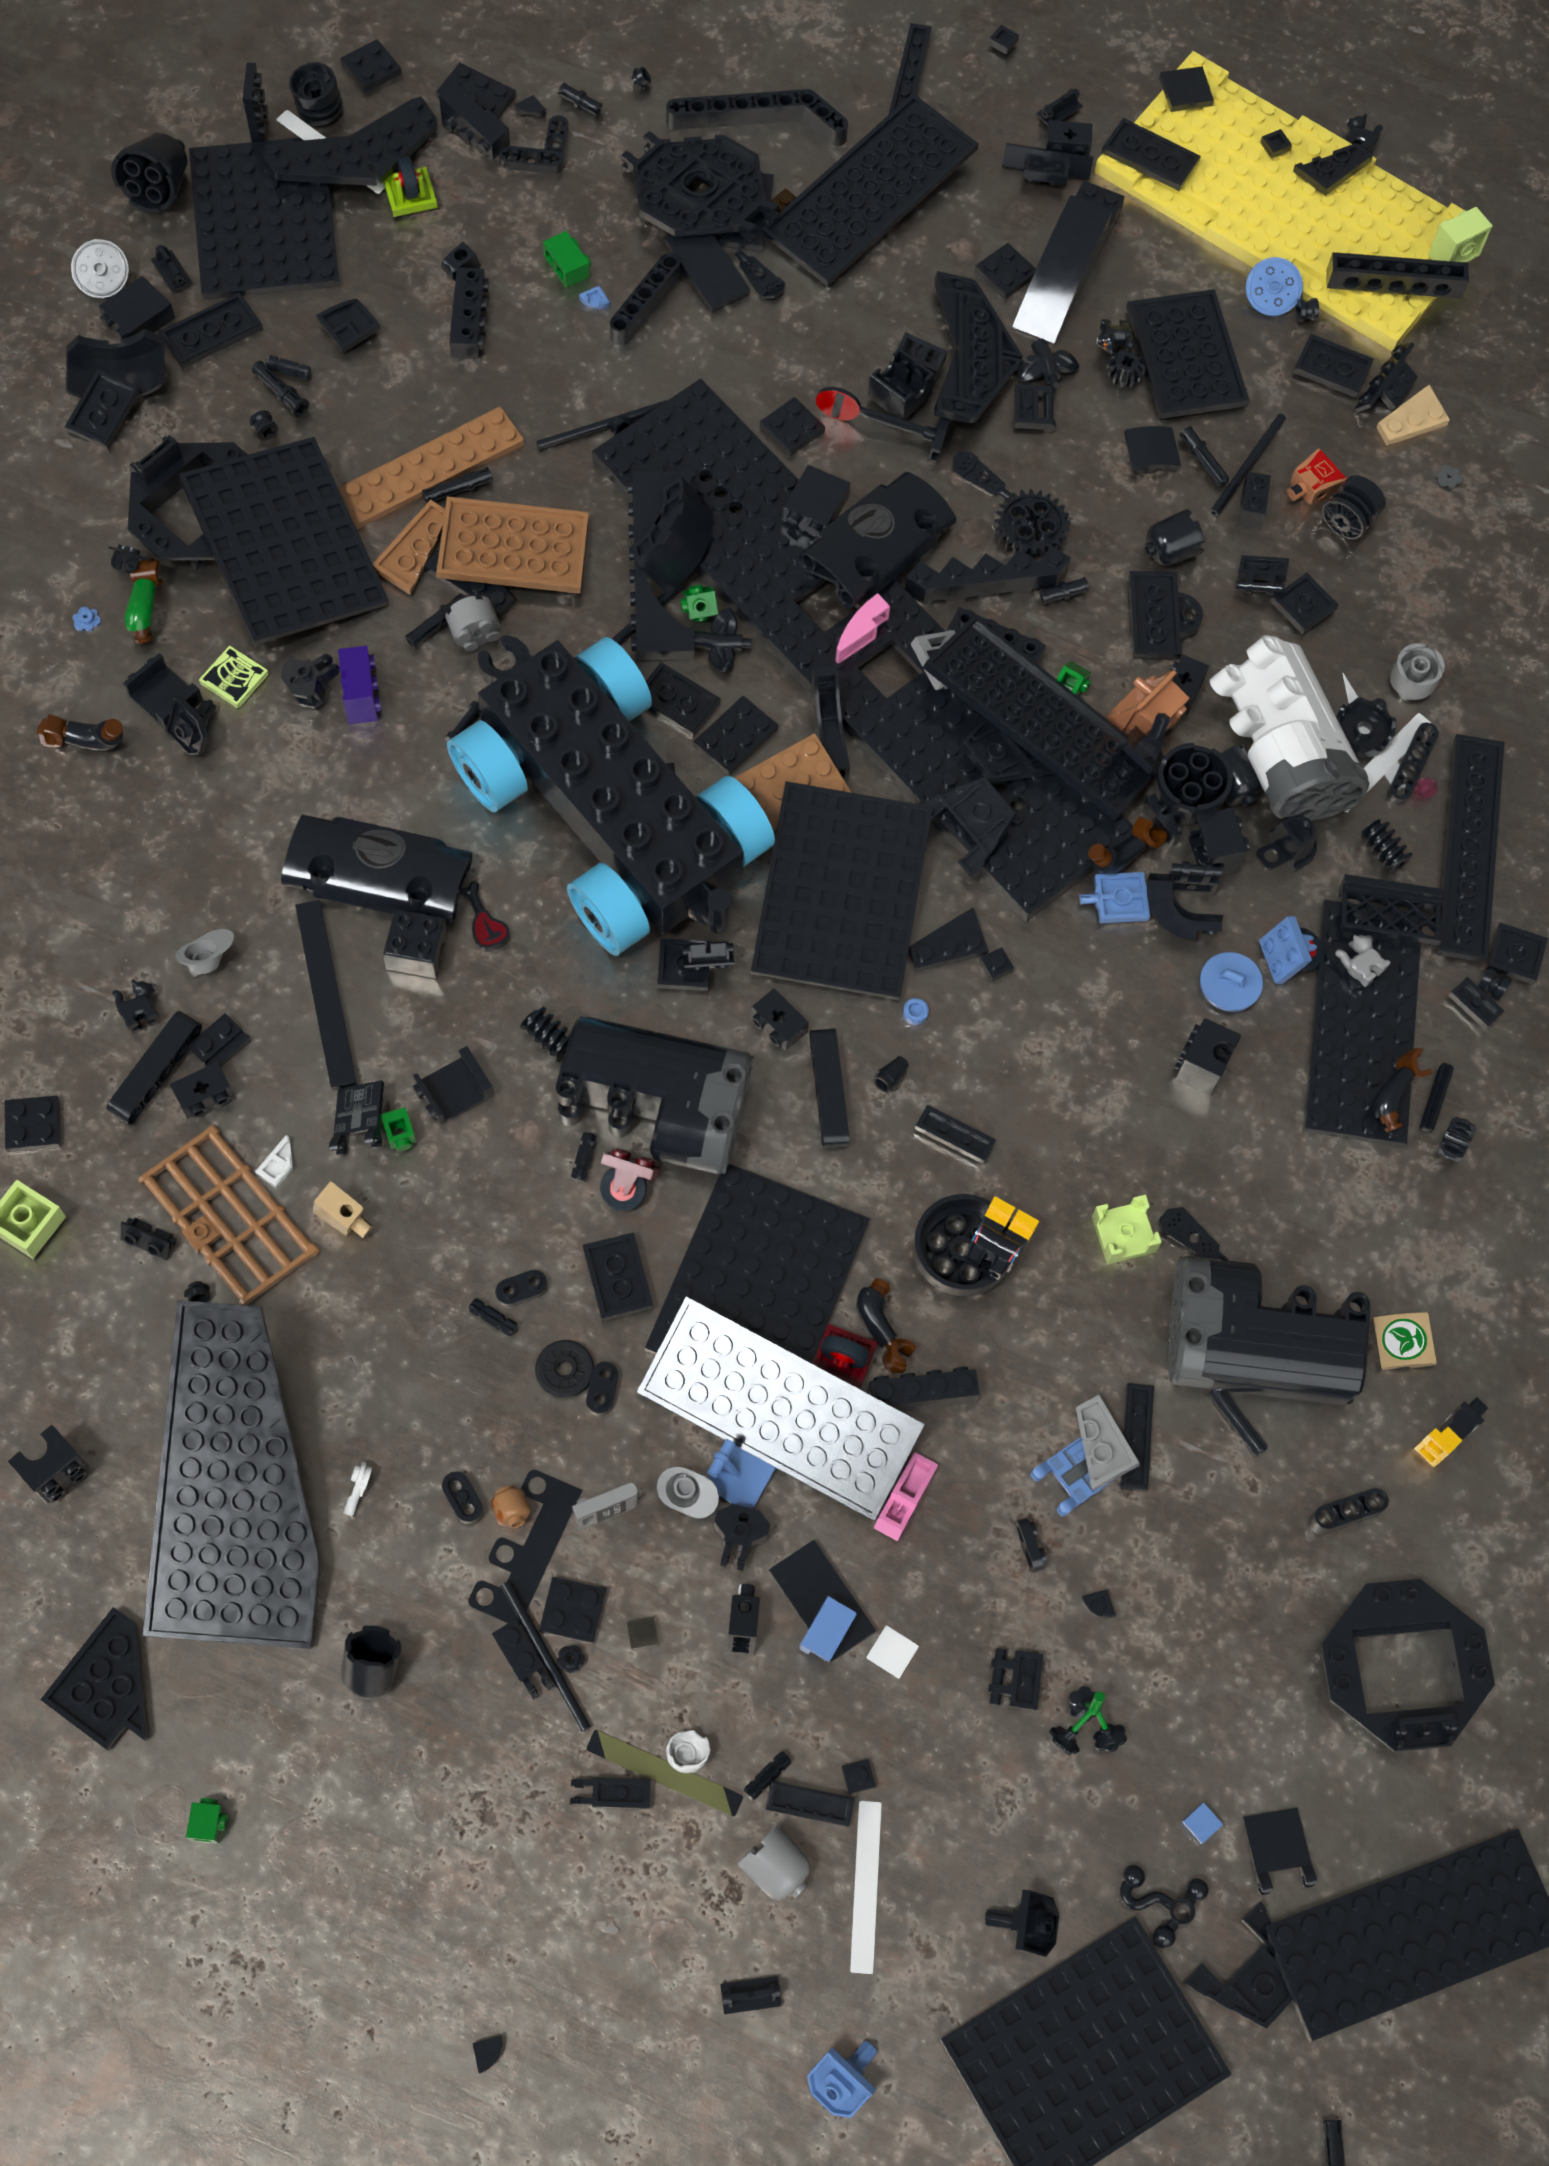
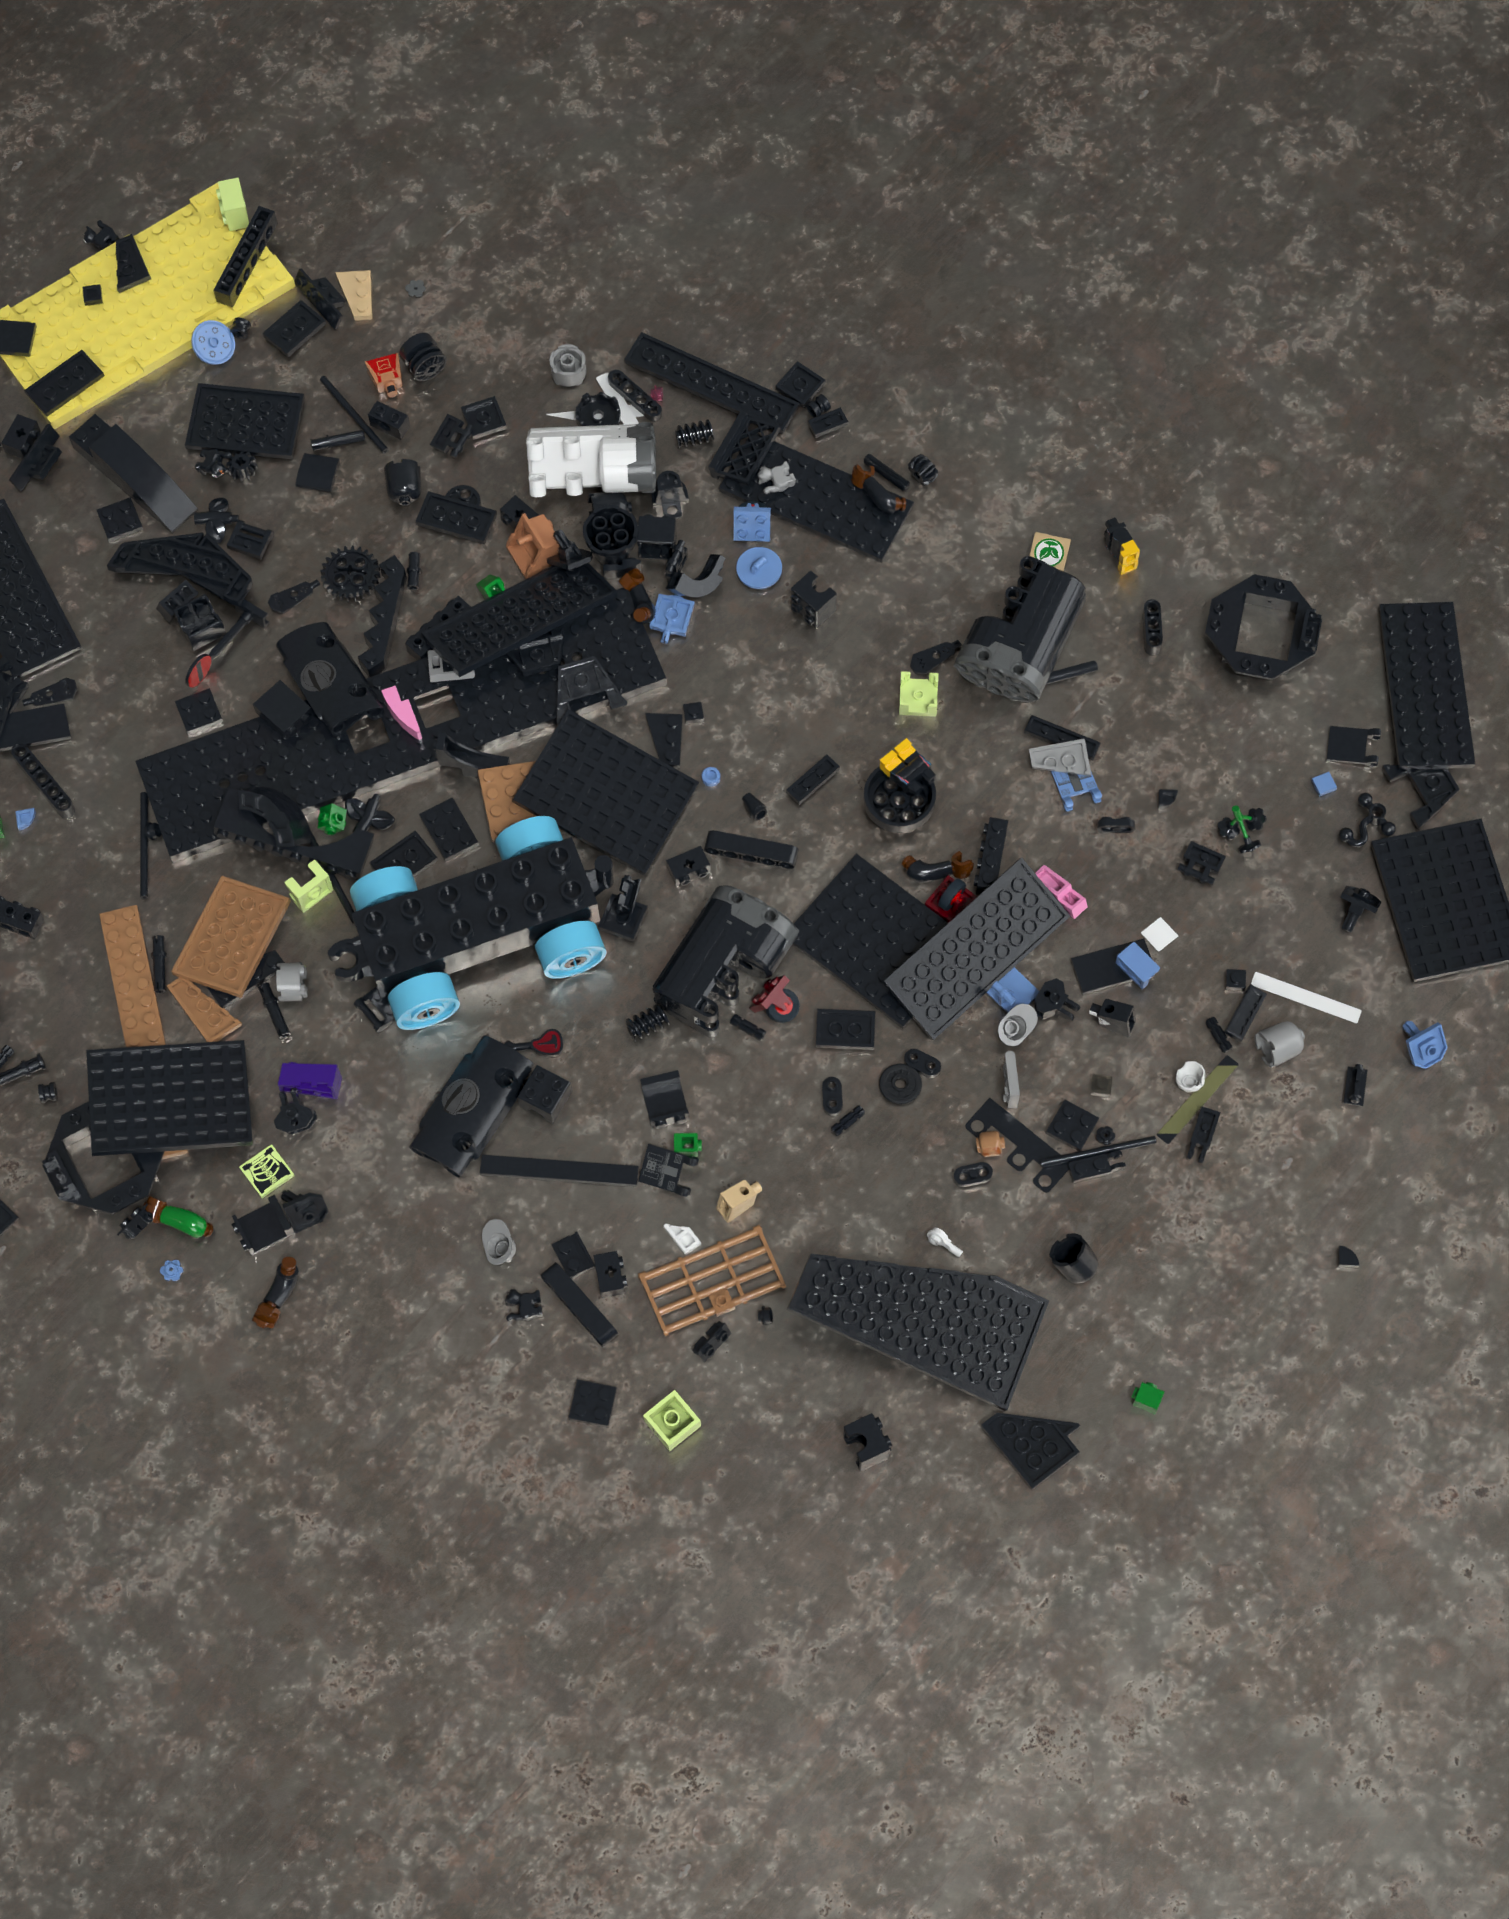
camera: 65 degrees left, 0 degrees up
(598, 610) = (311, 892): none -> yellowish green panel

